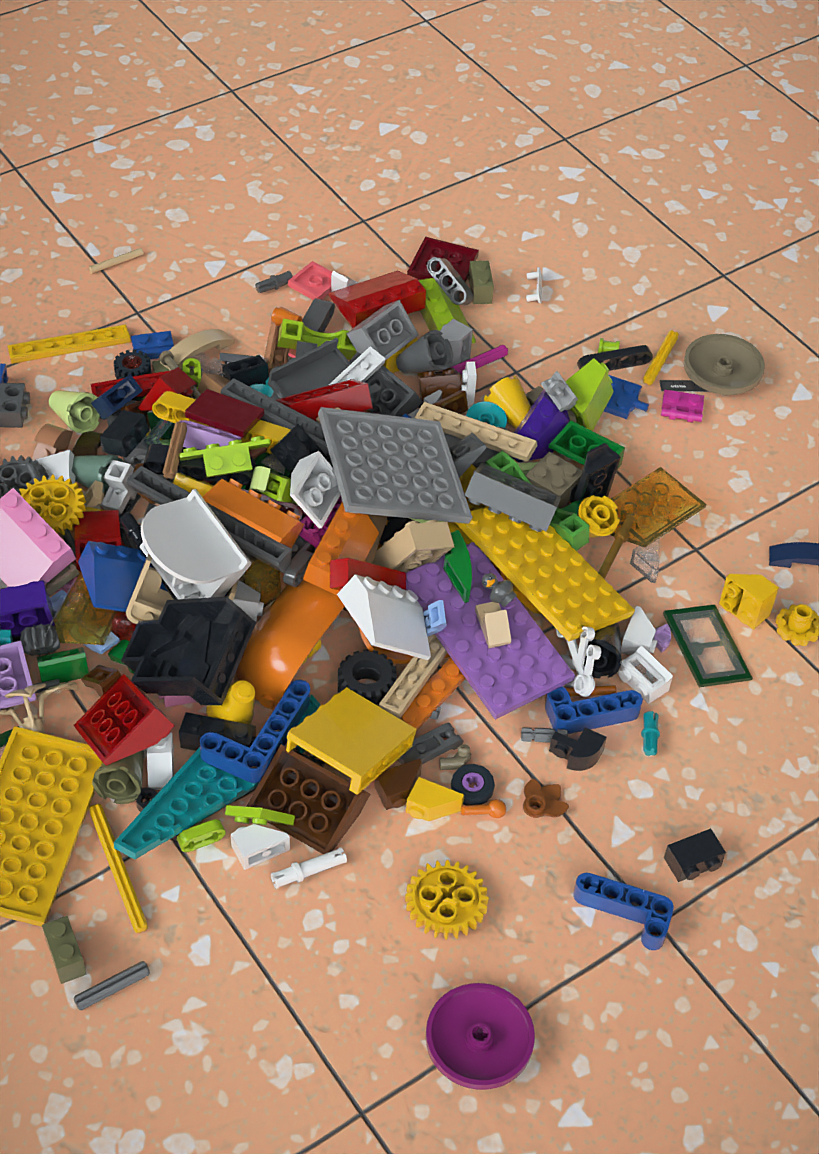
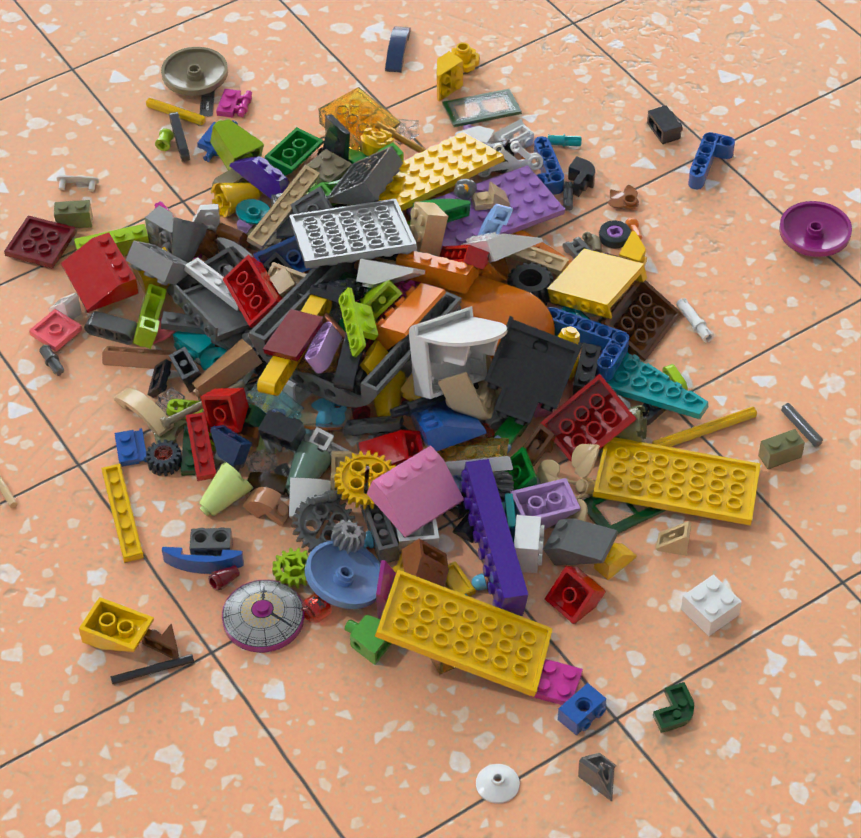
camera: 85 degrees left, 0 degrees up
(174, 450) = (347, 357): medium nougat axle -> none
(257, 844) = (681, 348): white slope -> none
(258, 815) = (657, 347): lime wing -> none
(259, 479) = (380, 304): yellowish green slope -> none
(280, 313) = (116, 342): orange cone -> none
(442, 277) = (70, 229): dark grey beam -> none
(462, 913) = (712, 247): yellow gear -> none
(560, 392) = (246, 150): light grey hips -> none

